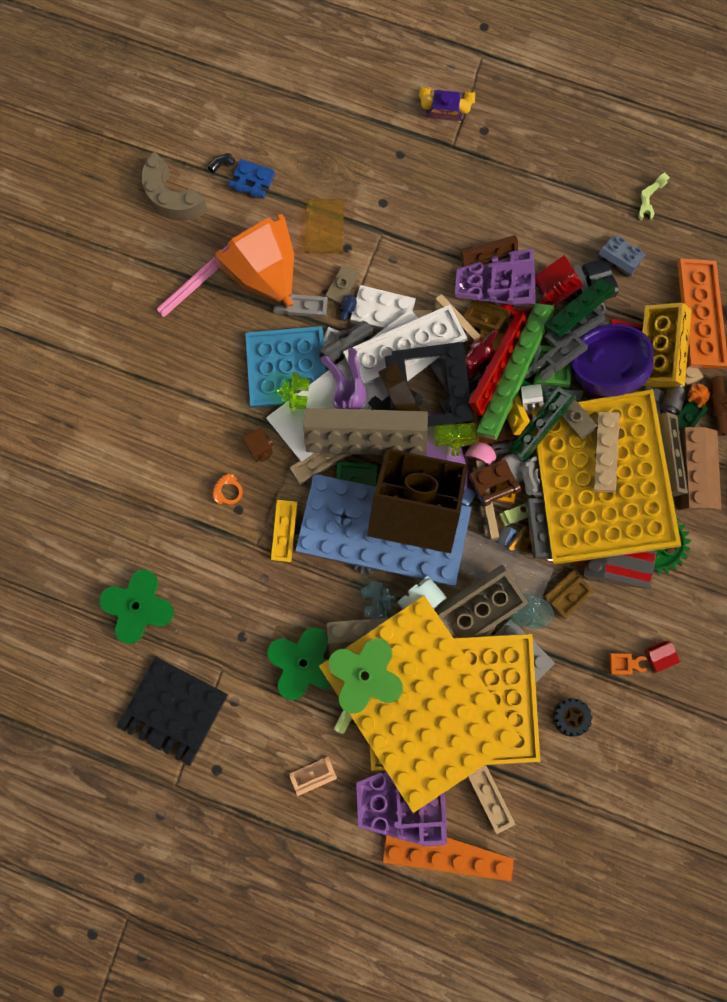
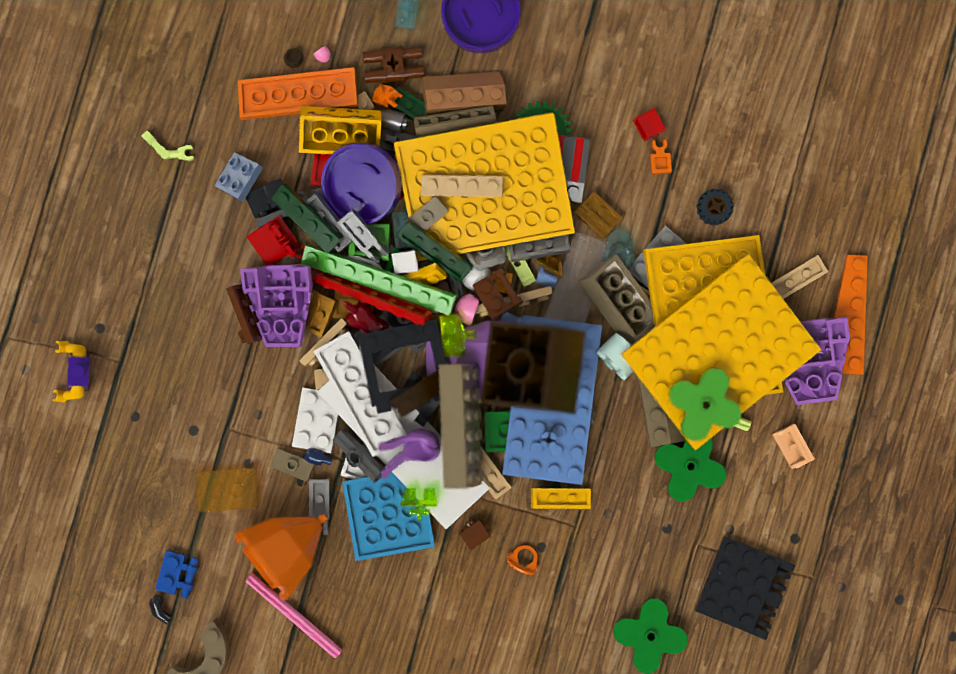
camera: 95 degrees left, 10 degrees up
(380, 599) = (620, 397): clear light blue hips -> none

